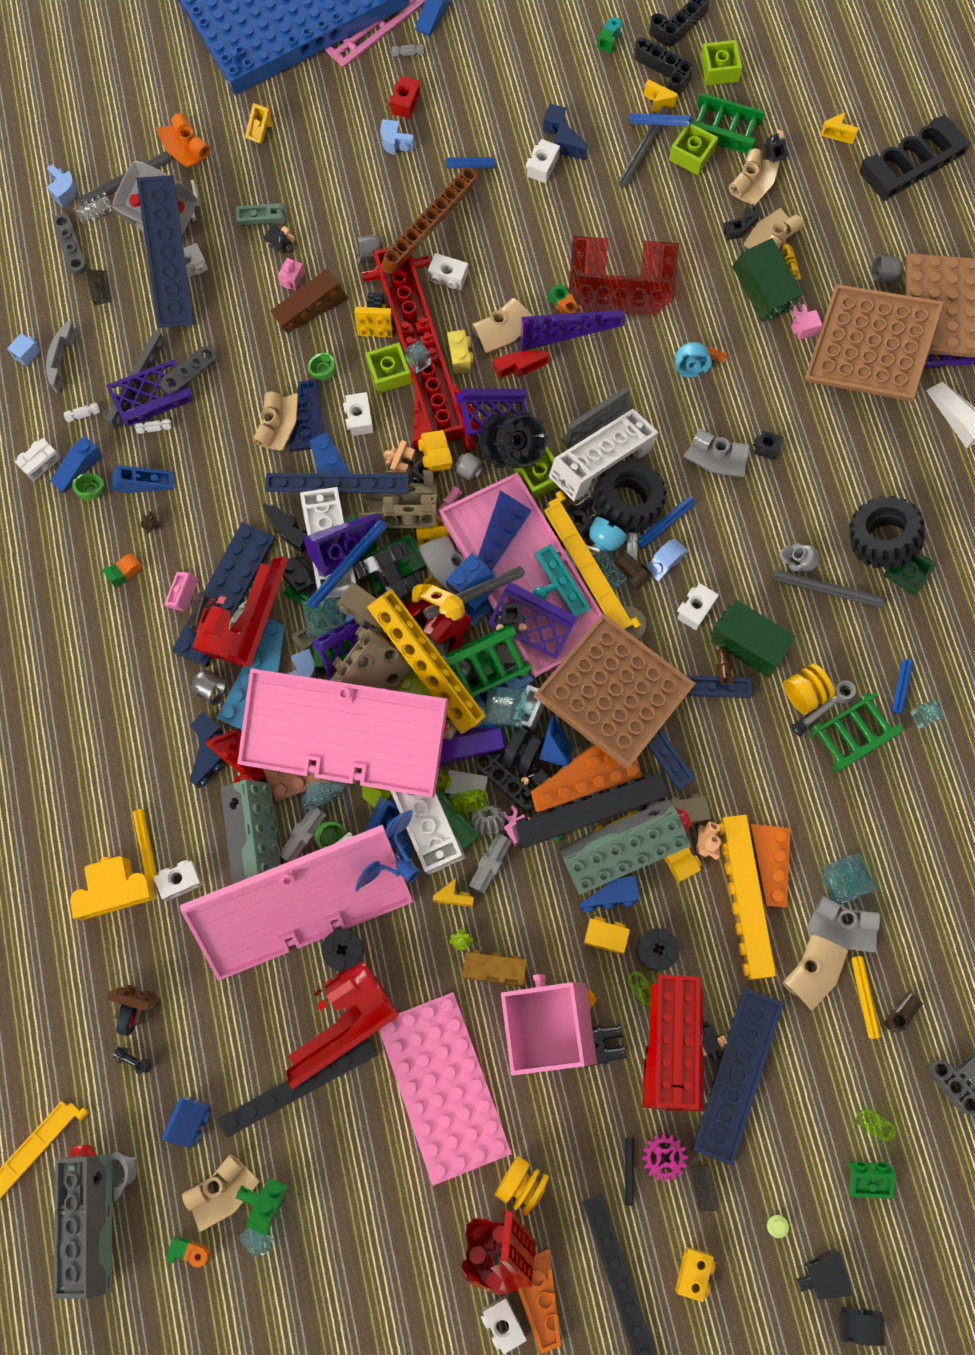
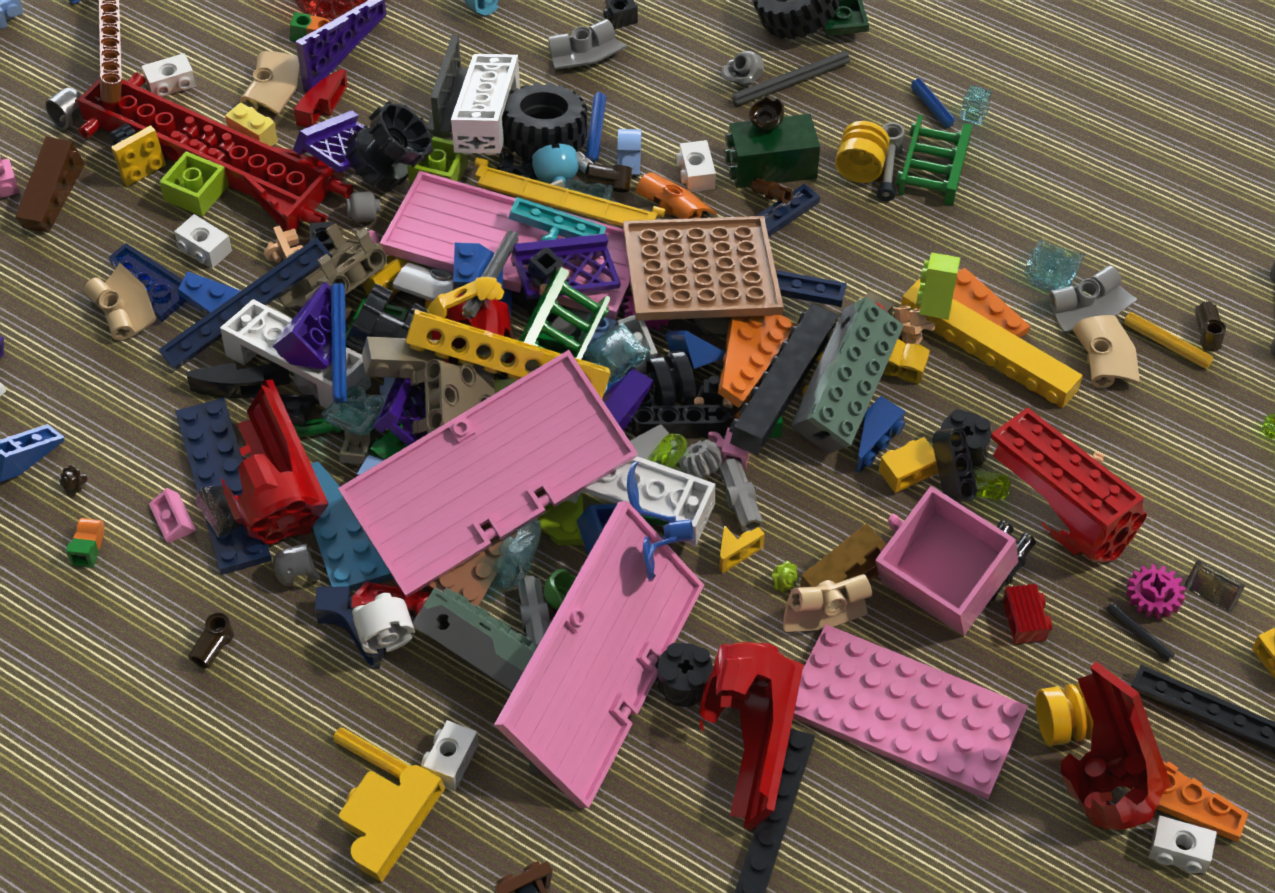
camera: 45 degrees left, 20 degrees down
(126, 694) = (211, 641): none -> dark brown piece
(204, 774) = (383, 624): none -> white brick
(323, 370) = (122, 233): bright green helmet -> none
(418, 356) = (221, 143): clear light blue brick -> none
(435, 450) = (321, 207): yellow brick -> none
(459, 984) = (826, 604): none -> tan panel
(503, 527) = (454, 212): clear blue wing -> none
(572, 1097) = (1026, 613): none -> red brick
(626, 965) = (954, 464): none -> black beam
(660, 619) = (672, 197): none -> orange panel
(737, 1076) = (1169, 520): dark blue plate -> none
(739, 839) = (937, 285): none -> lime brick
(761, 616) = (767, 113): none -> dark brown hair

